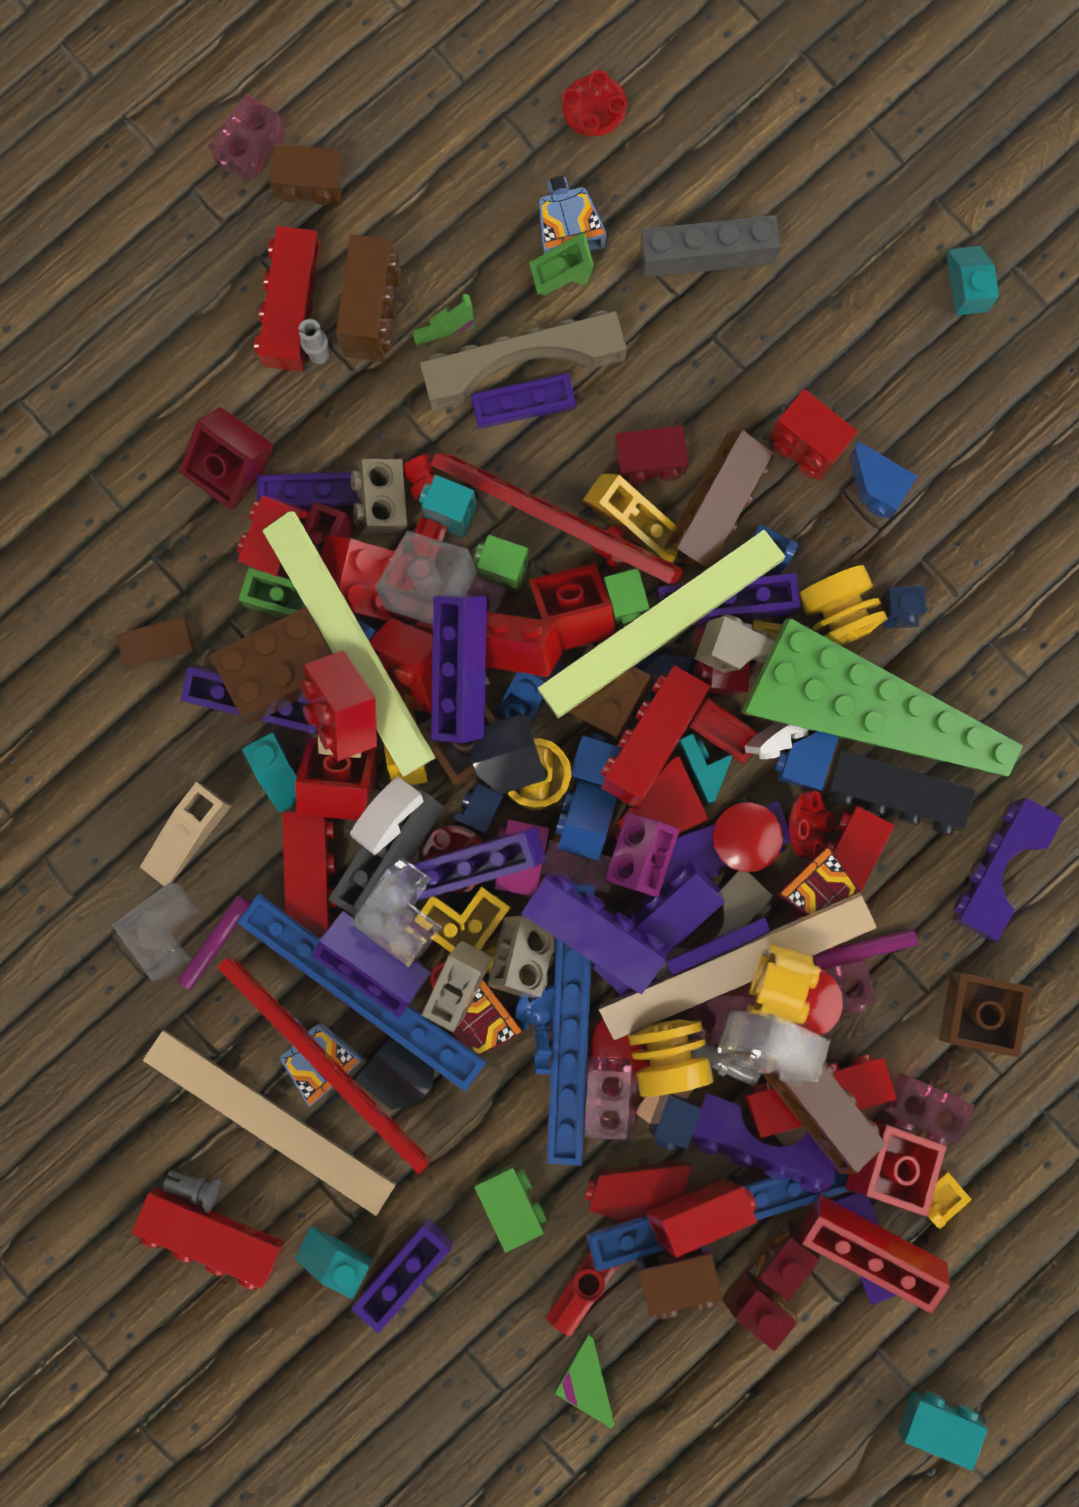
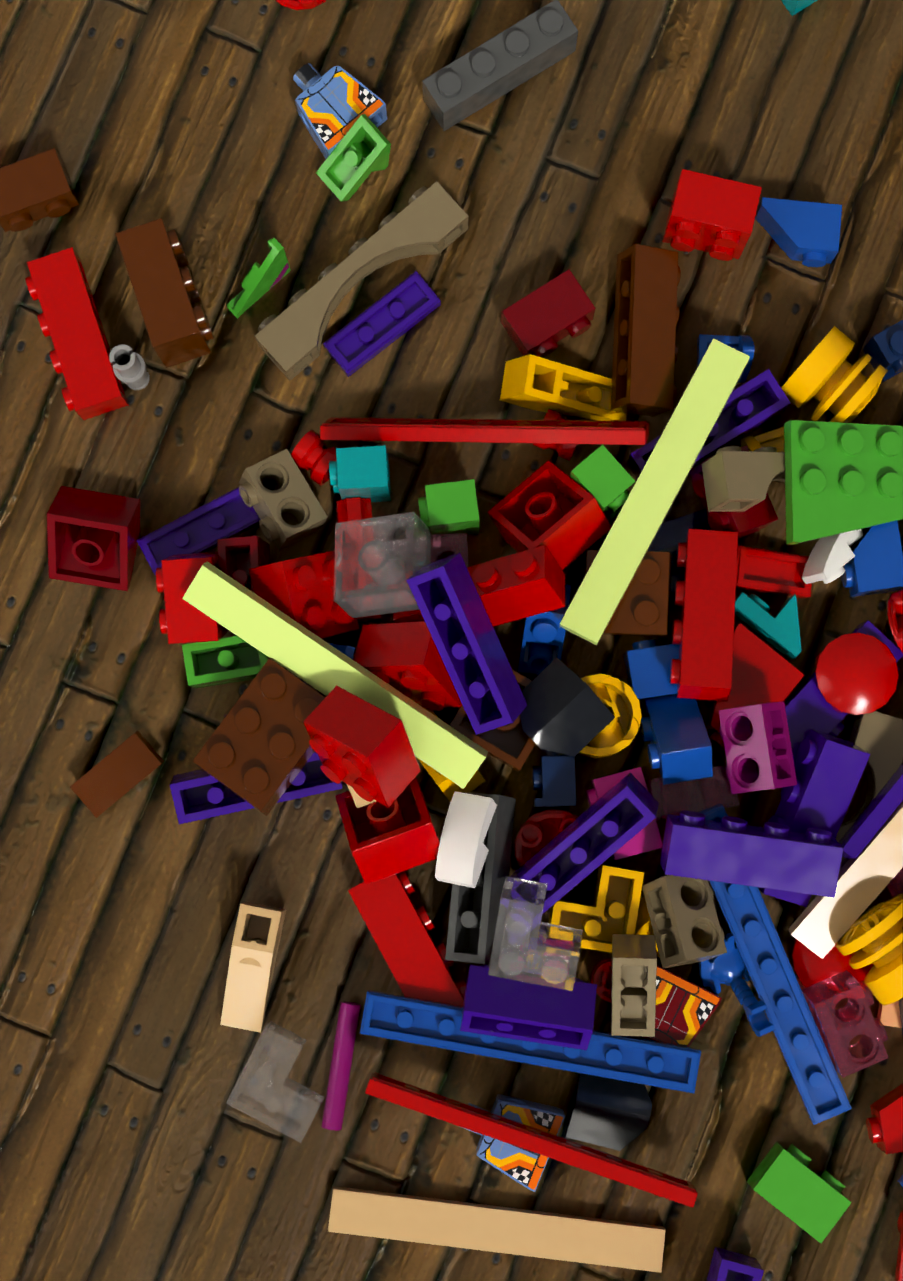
camera: 25 degrees left, 0 degrees up
(273, 770) = (316, 850): teal slope -> none

